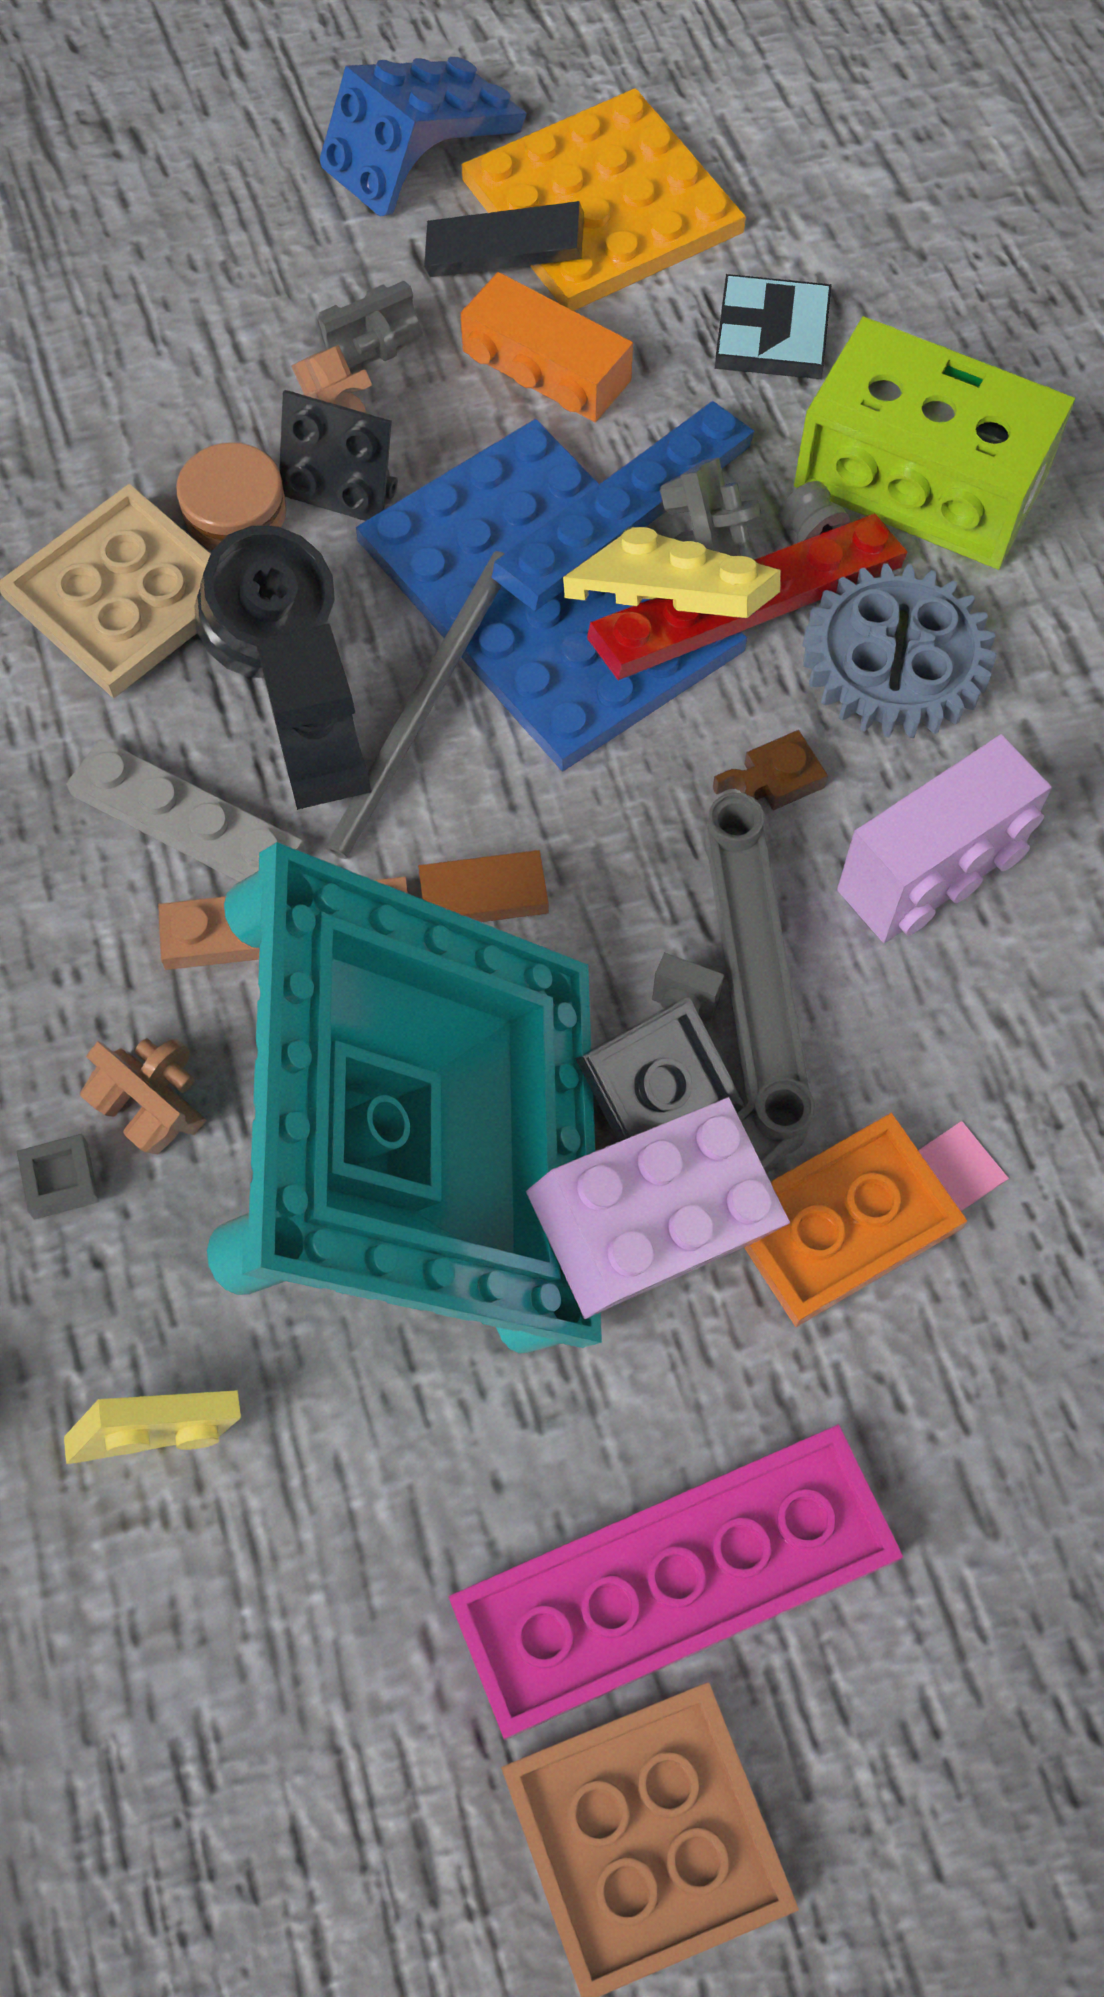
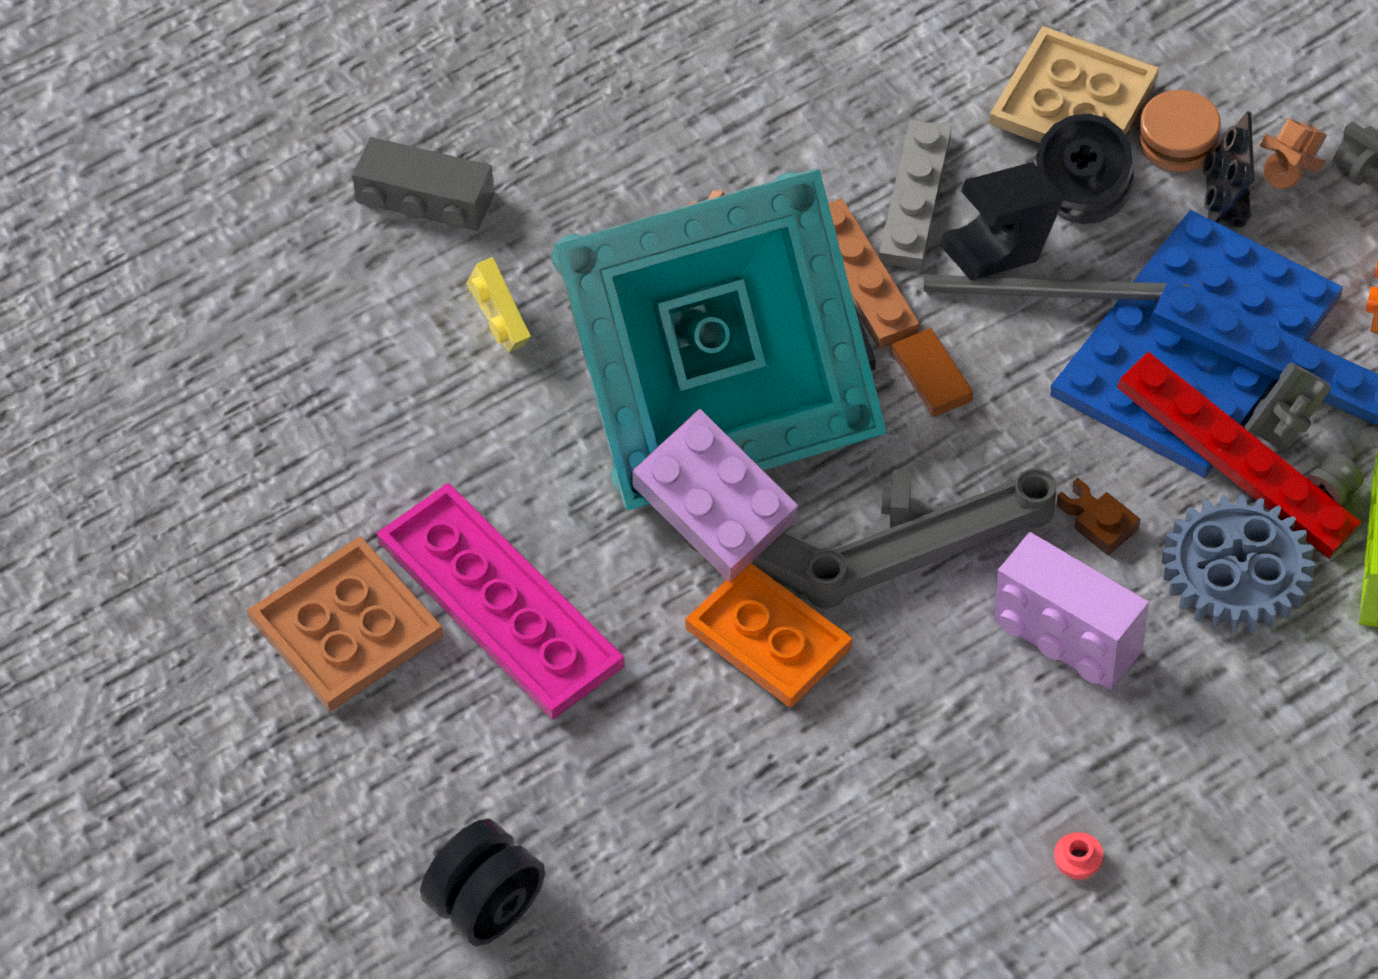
camera: 75 degrees right, 10 degrees down
(57, 1176) = (633, 205): dark grey plate -> none
(656, 566) = (1212, 386): light yellow wing -> none
(657, 1071) = (828, 496): tile -> none
(962, 1165) = (836, 700): bright pink sticker -> none

